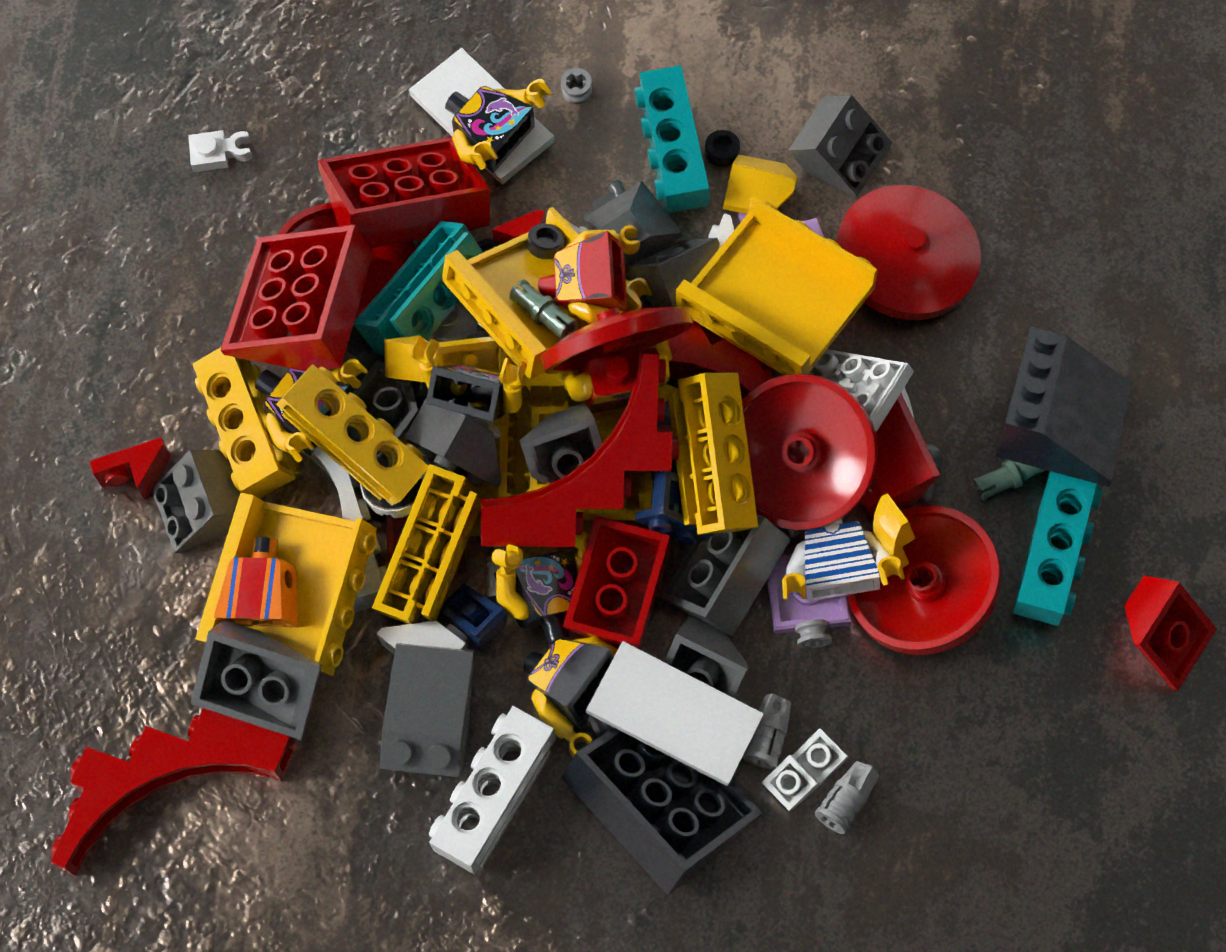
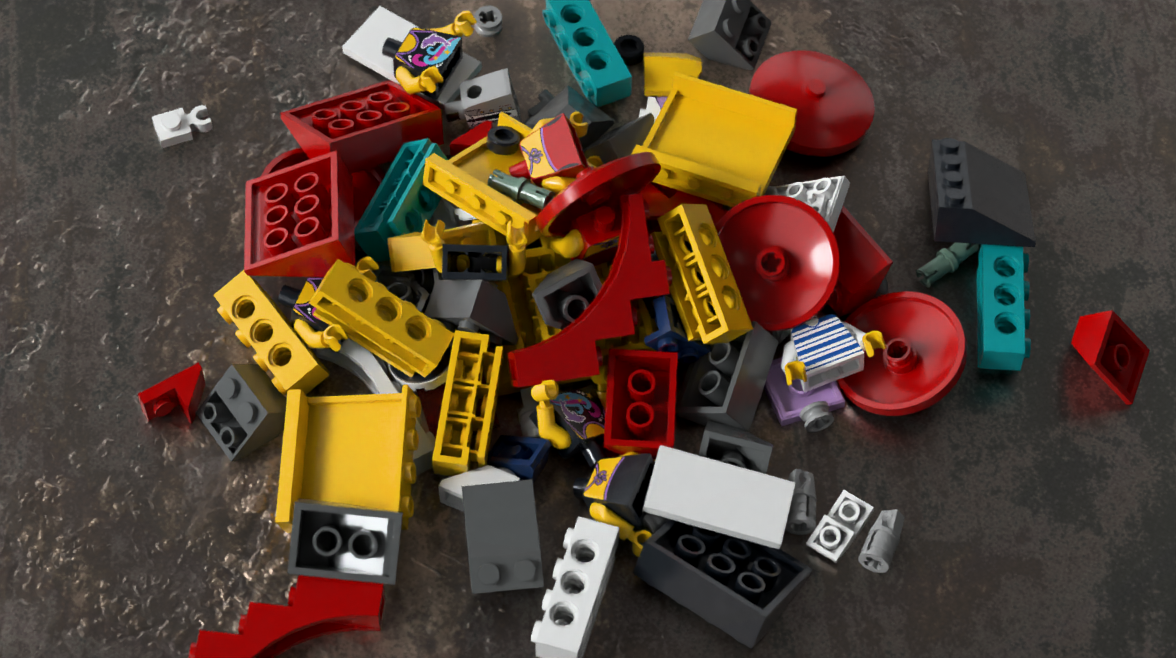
camera: 20 degrees left, 10 degrees down
(259, 589) = (324, 467): torso -> none
(545, 185) = (484, 100): none -> light grey torso
(892, 528) = (865, 307): yellow slope -> none

